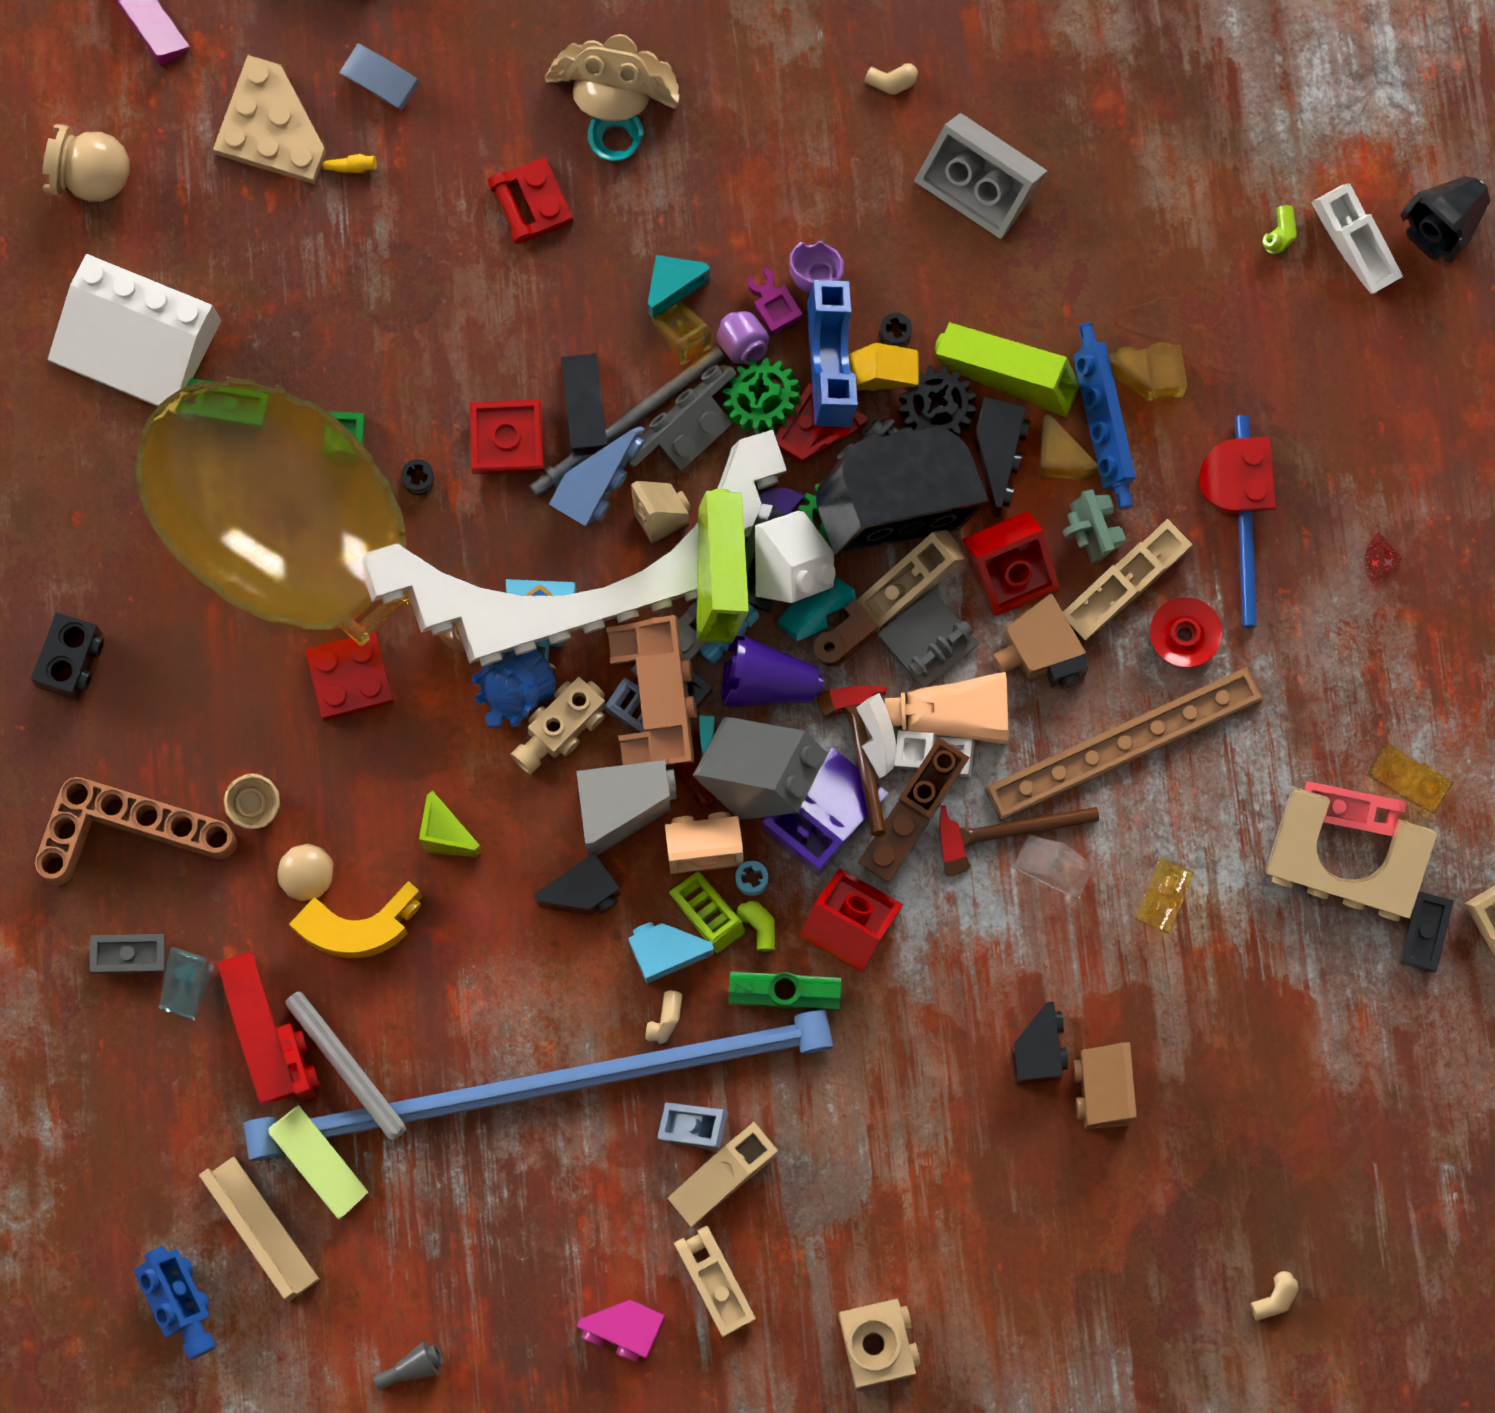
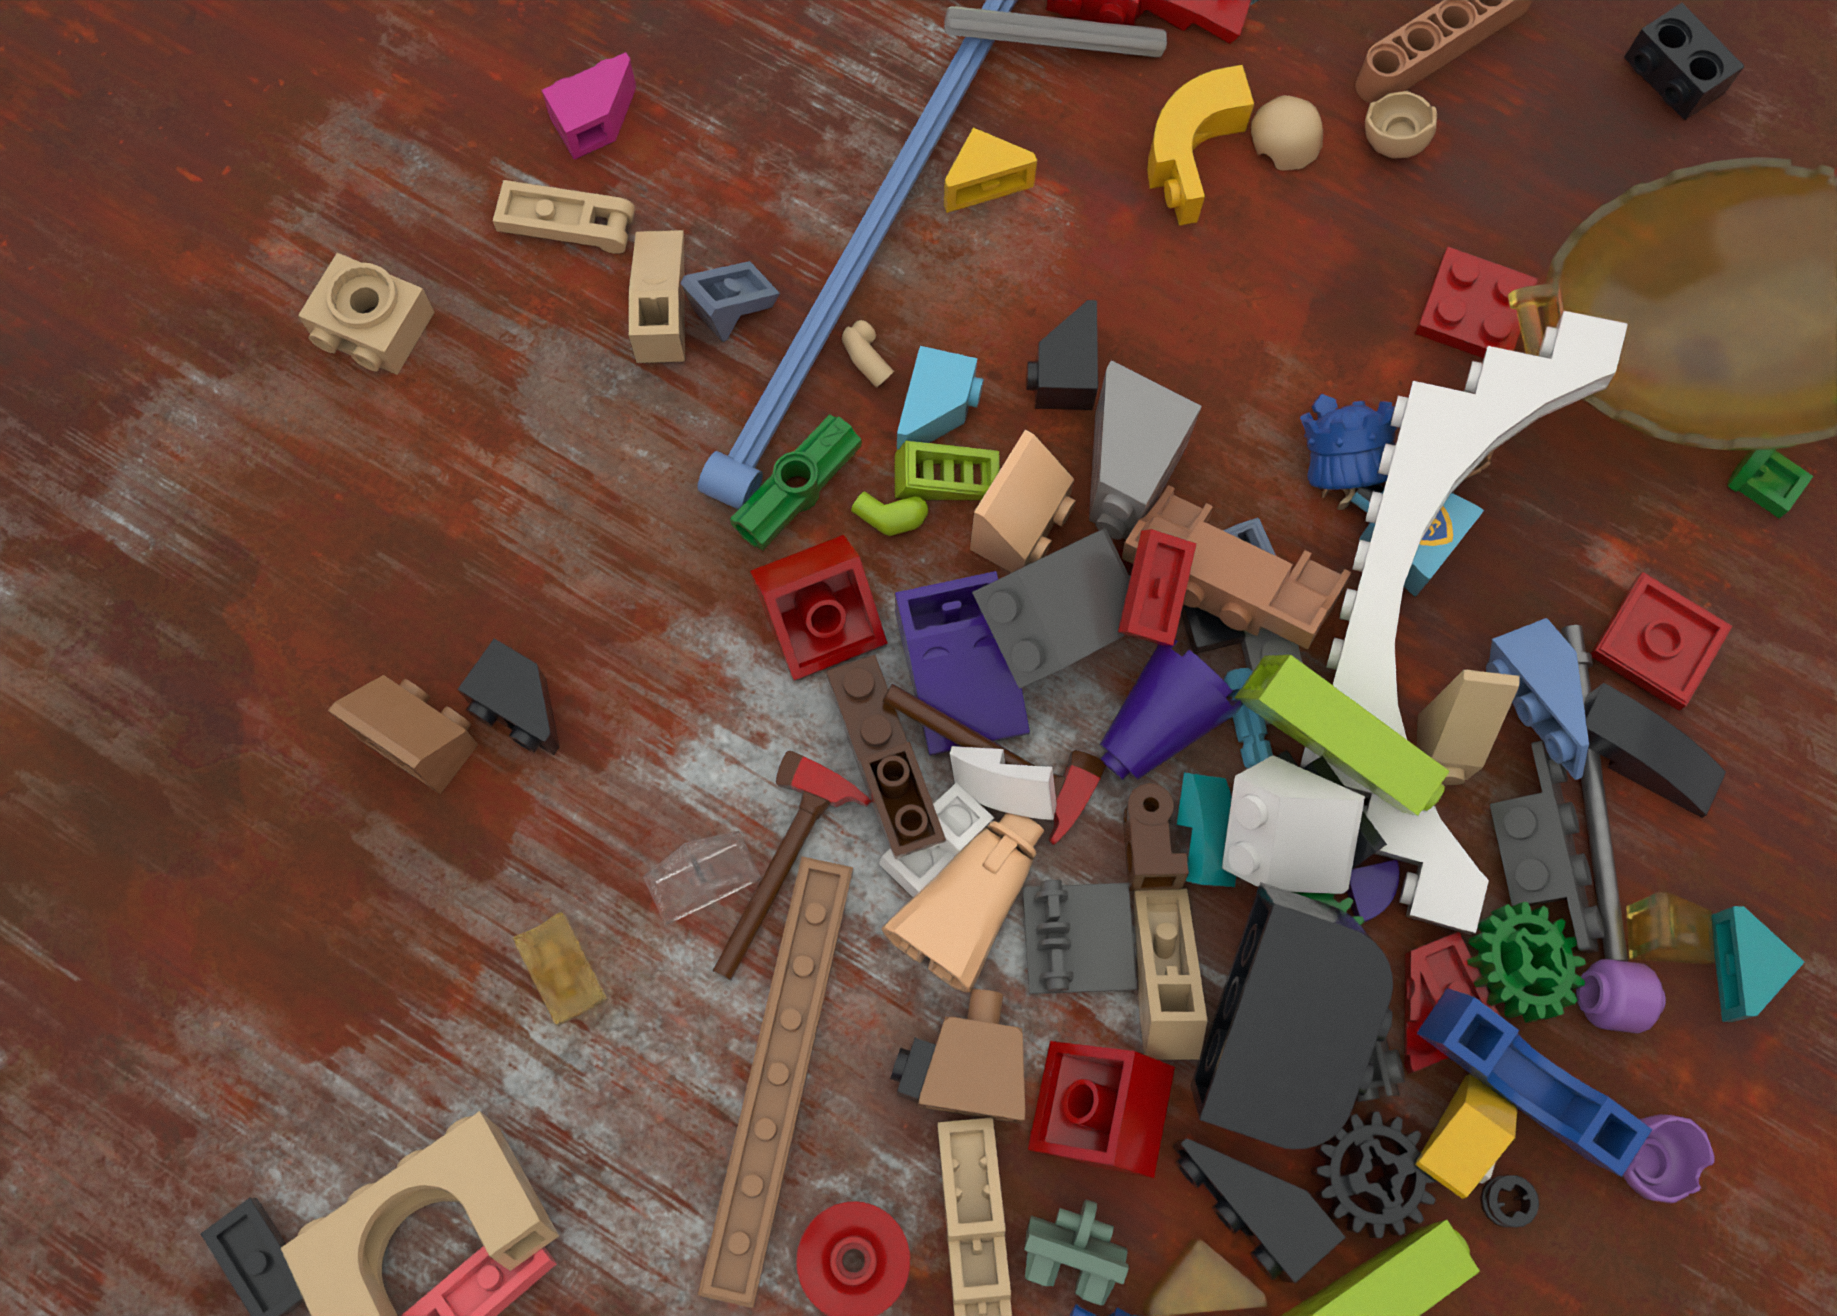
camera: 125 degrees right, 5 degrees down
(412, 466) = (1665, 505): black bush -> none
(443, 832) = (1237, 271): lime slope -> none
(482, 1039) = (987, 171): none -> yellow slope
(571, 719) = (1267, 471): tan brick -> none
(711, 718) = (1157, 587): none -> red plate
(746, 888) = (938, 531): medium azure bush -> none
(775, 305) = (1639, 1071): magenta plate -> none
(1281, 1298) = (35, 748): tan arm -> none

